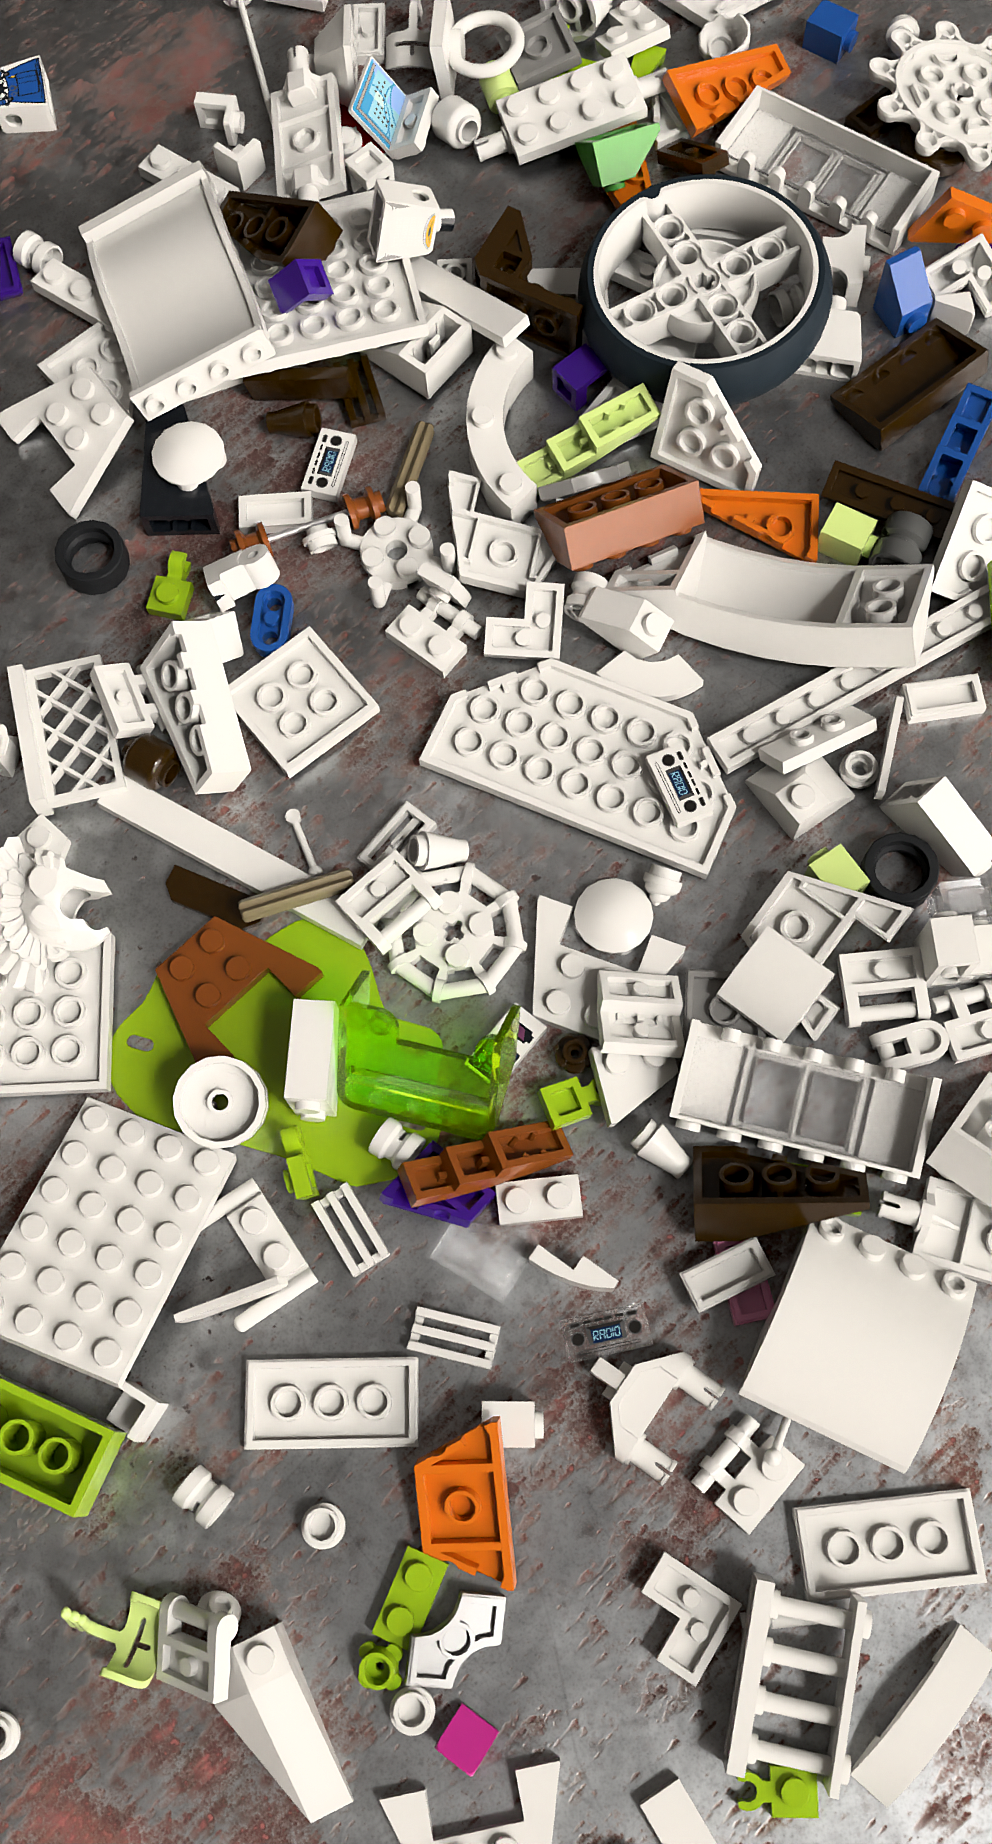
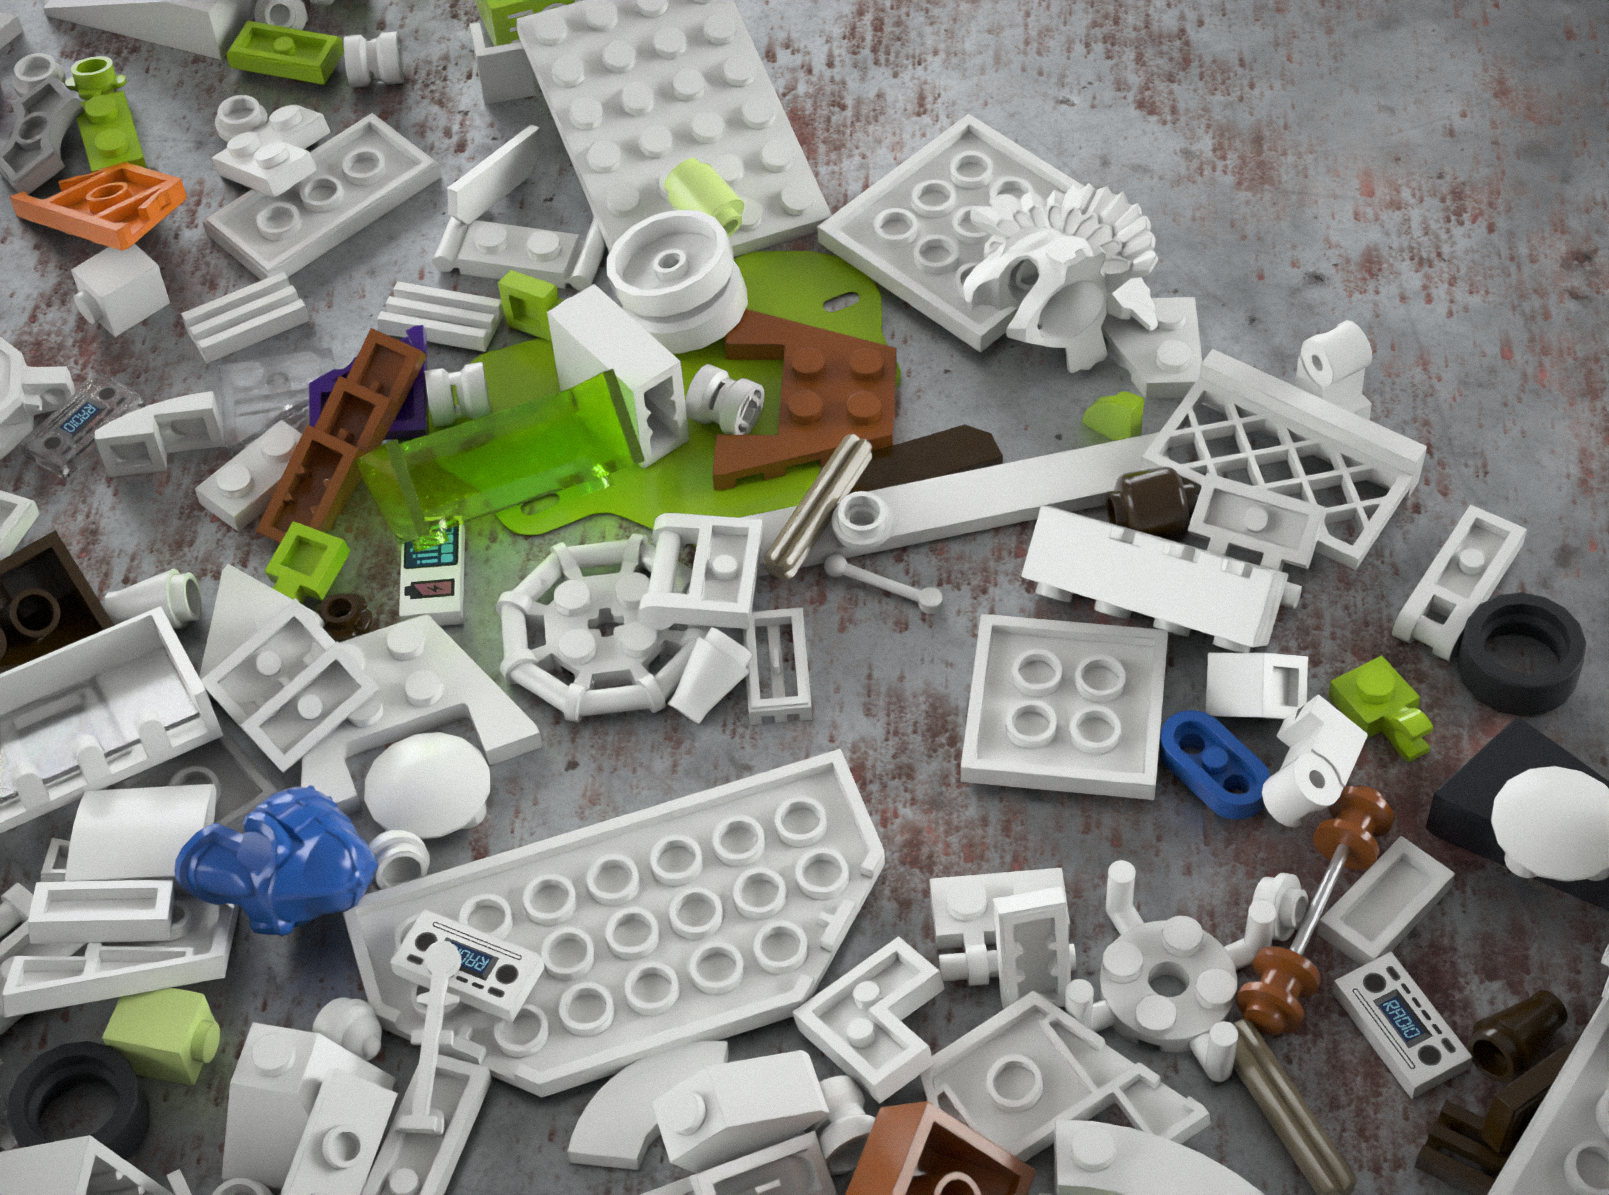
camera: 135 degrees right, 20 degrees down
(70, 611) = (1459, 580): none -> white plate
(105, 831) = (1116, 416): none -> lime tile
(154, 1140) = (701, 188): none -> yellowish green brick
(245, 1568) = (285, 52): none -> lime plate
(271, 1009) = (724, 401): none -> white wheel
(286, 857) = (862, 508): none -> white plate
(339, 1473) = (274, 153): none -> white plate
(693, 783) = (442, 962): none -> white piece
(715, 883) = (288, 865): none -> blue head
(752, 807) = (351, 1026): none -> white plate
(828, 939) = (101, 911): none -> white tile

